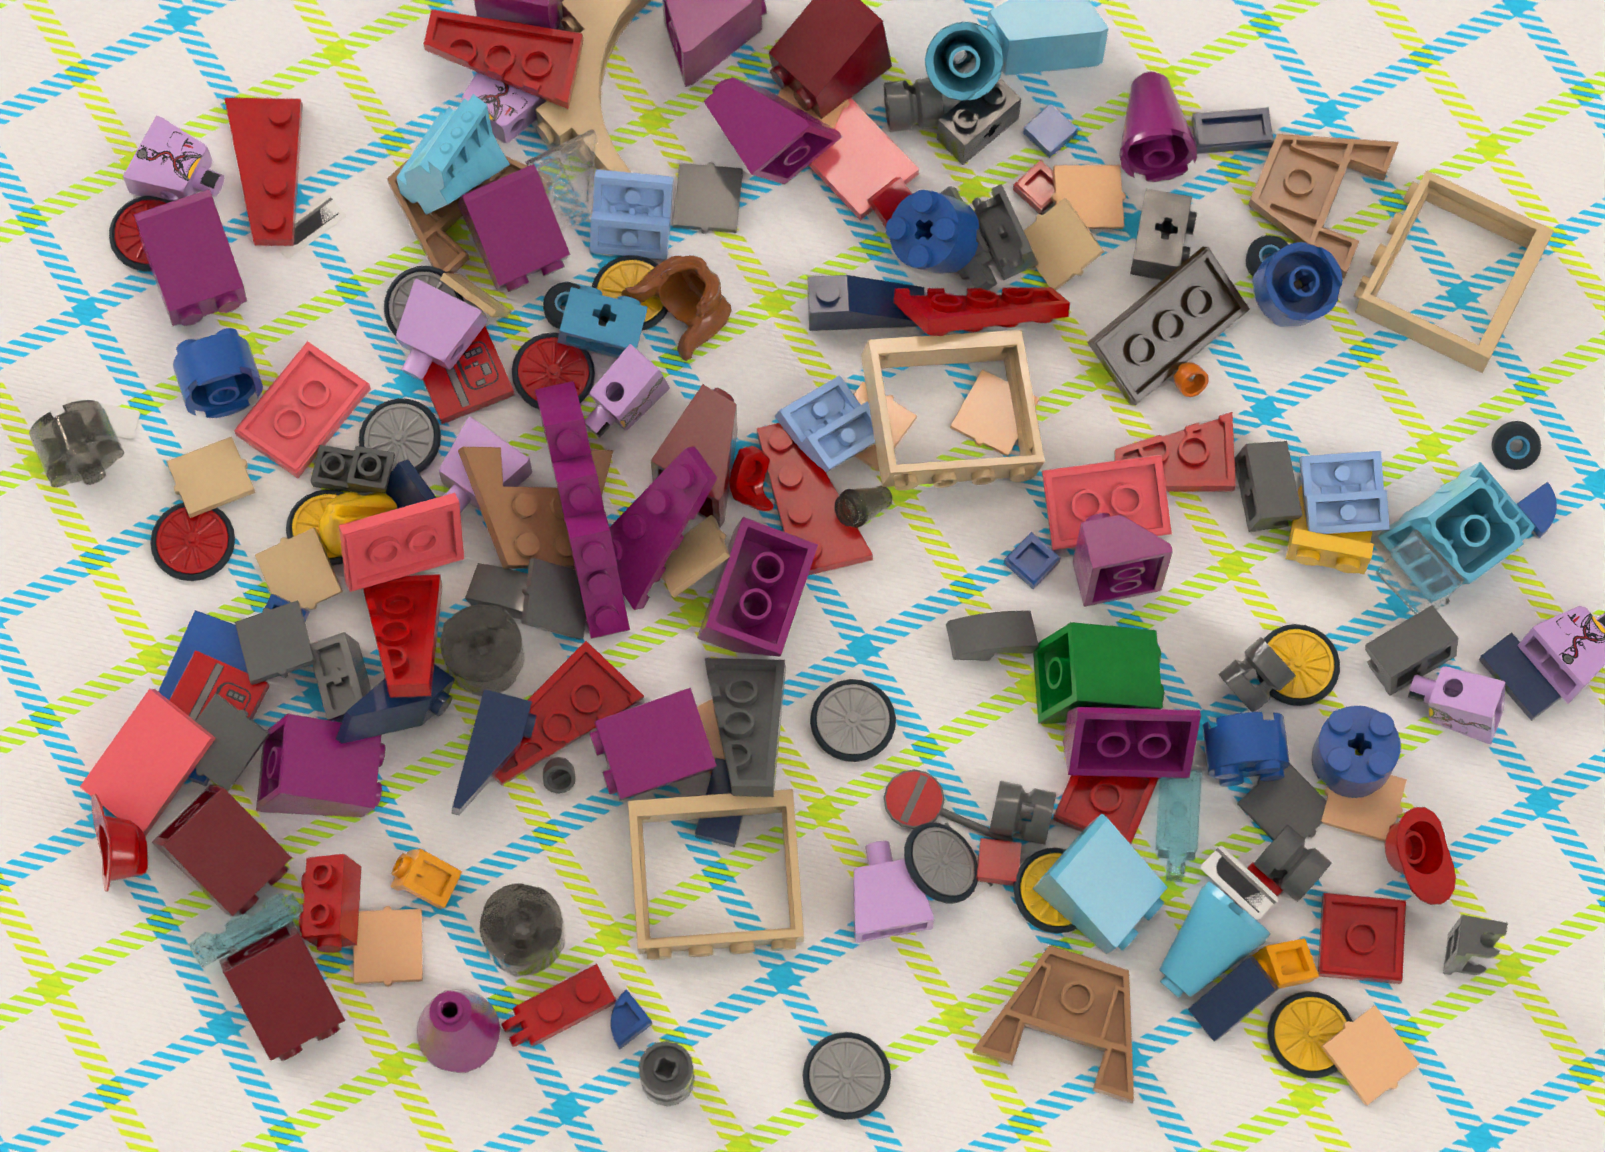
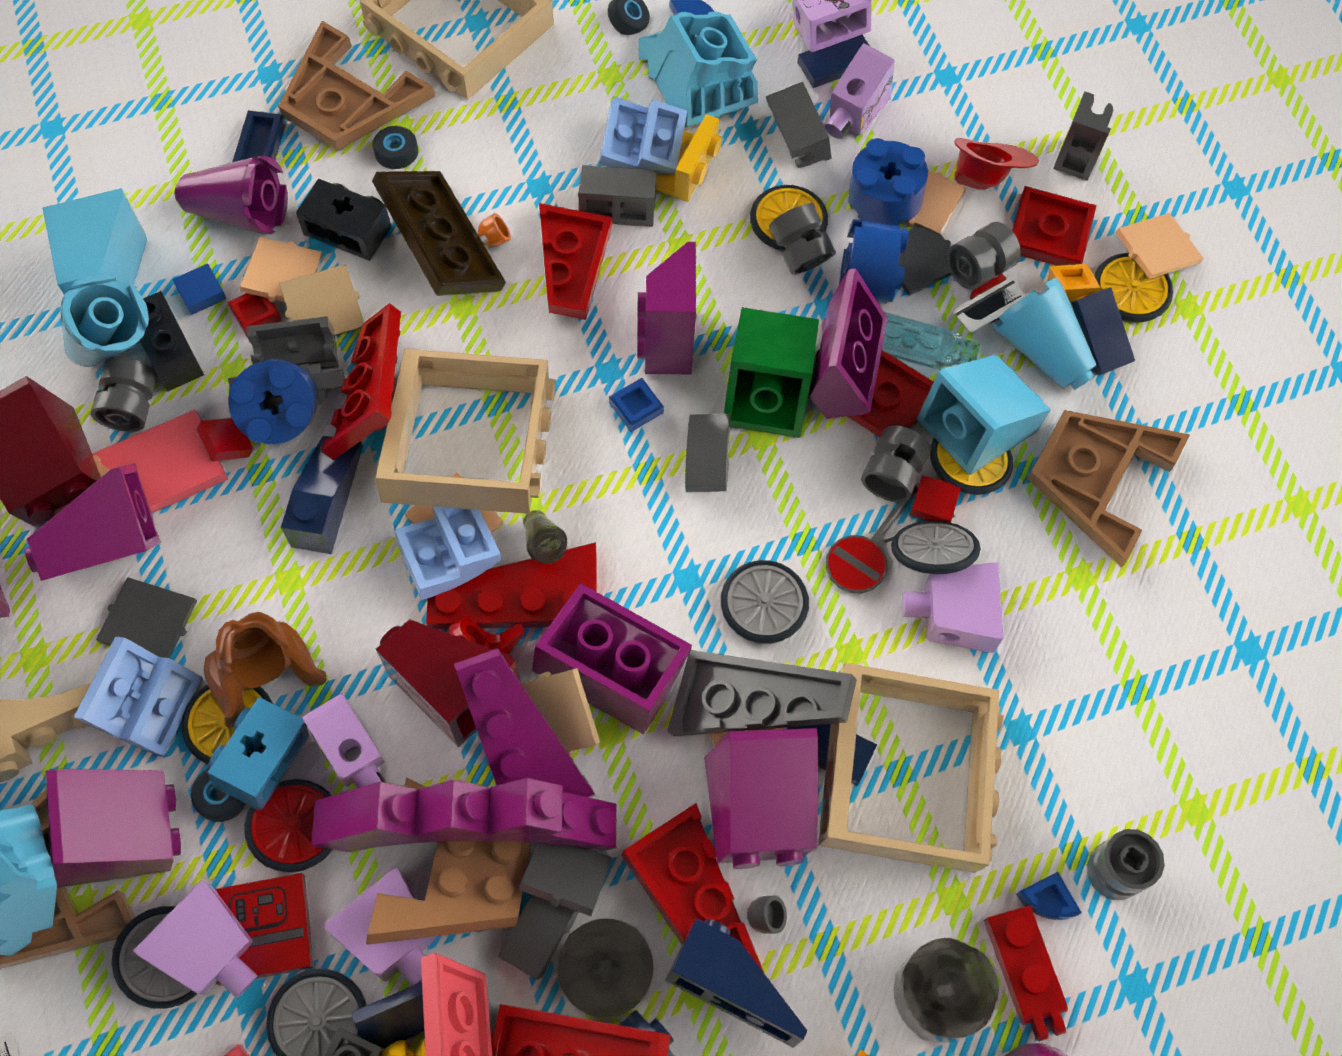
camera: 80 degrees left, 5 degrees down
(475, 295) = (174, 889): tan piece -> none
(569, 178) = (67, 746): clear wing -> none
(846, 1075) = (1134, 688): light grey wheel -> none
(989, 414) = (474, 410): light nougat piece -> none
(1114, 487) = (598, 323): coral tile -> none
(1279, 297) = (434, 119): blue brick -> none
(1419, 574) = (736, 97): clear piece -> none

